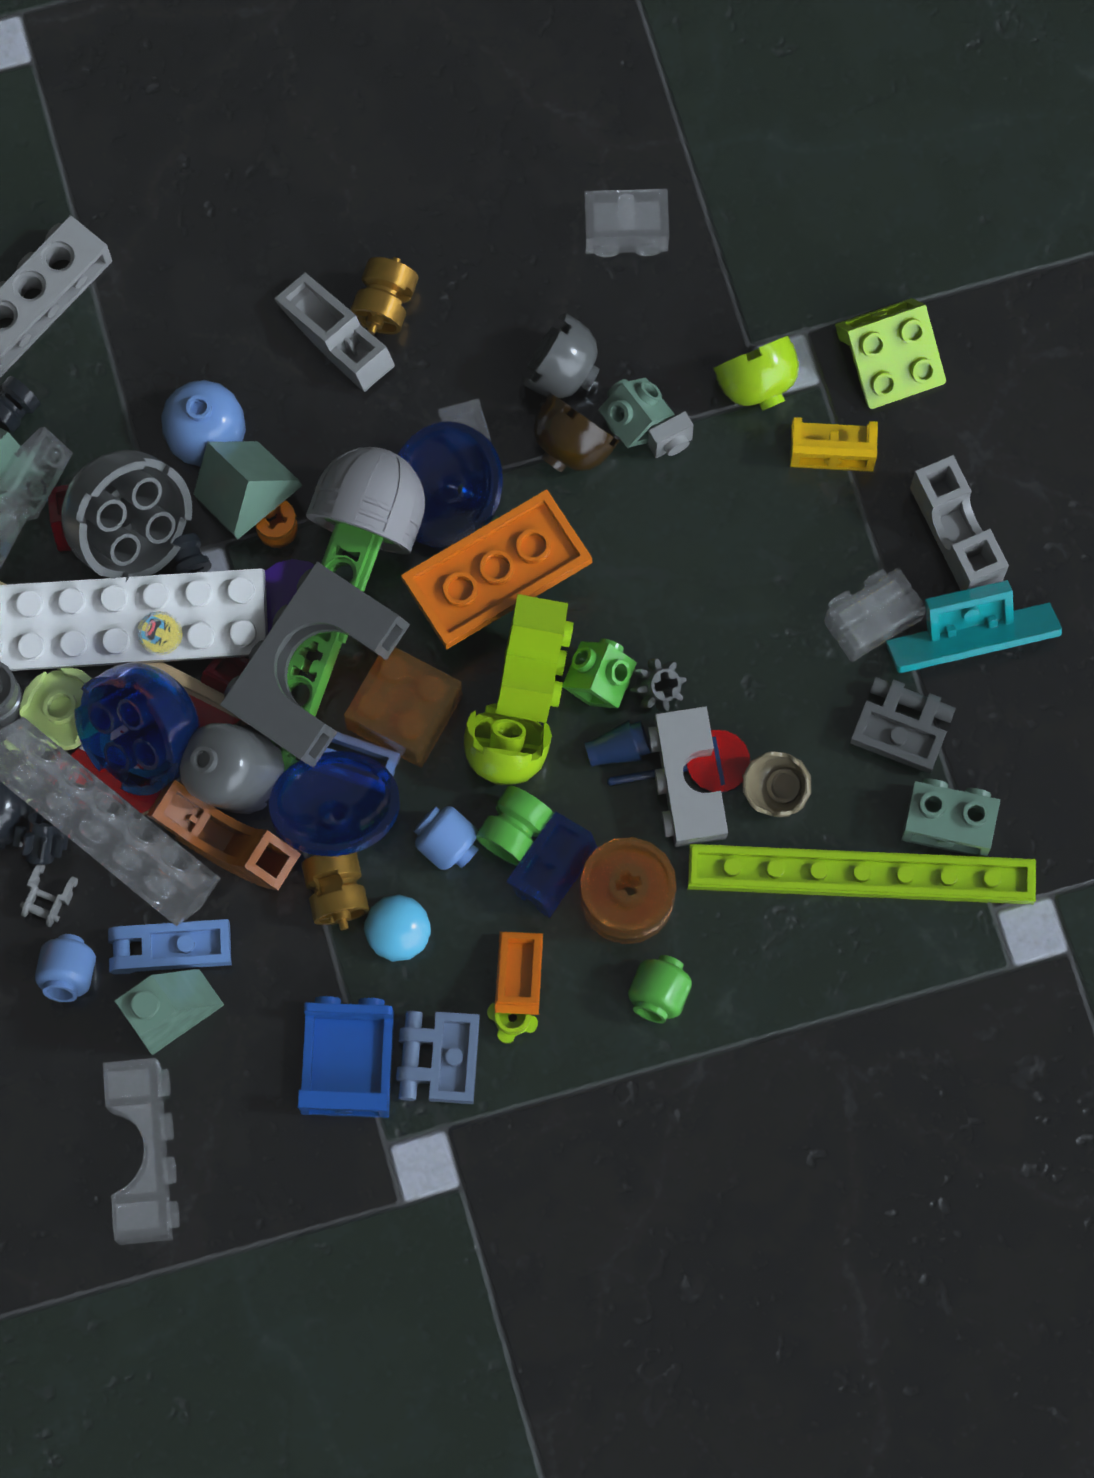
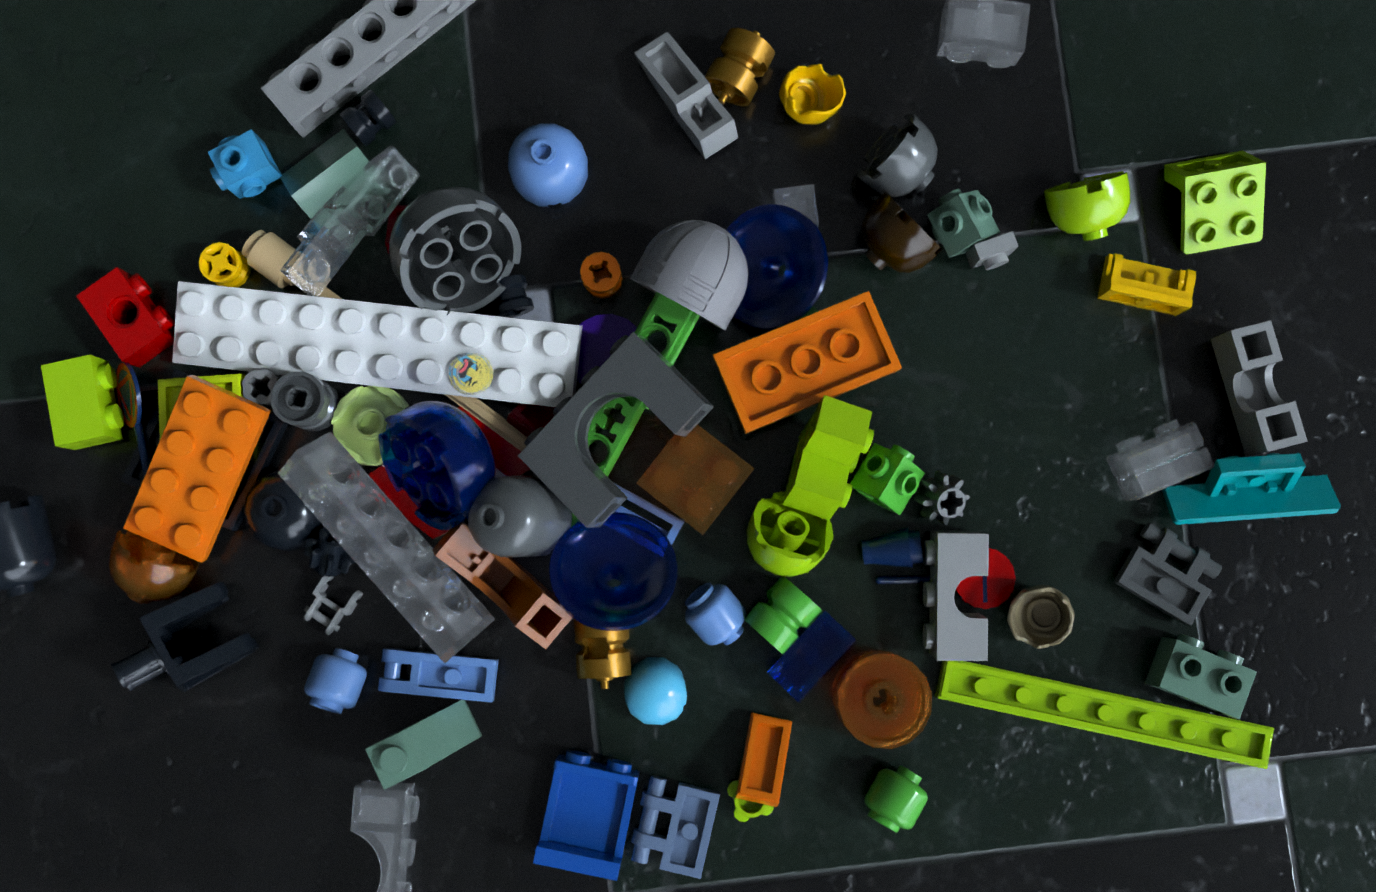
camera: 10 degrees right, 10 degrees up
(242, 484) = (575, 233): sand green slope -> none
(462, 310) = (811, 94): none -> yellow hair

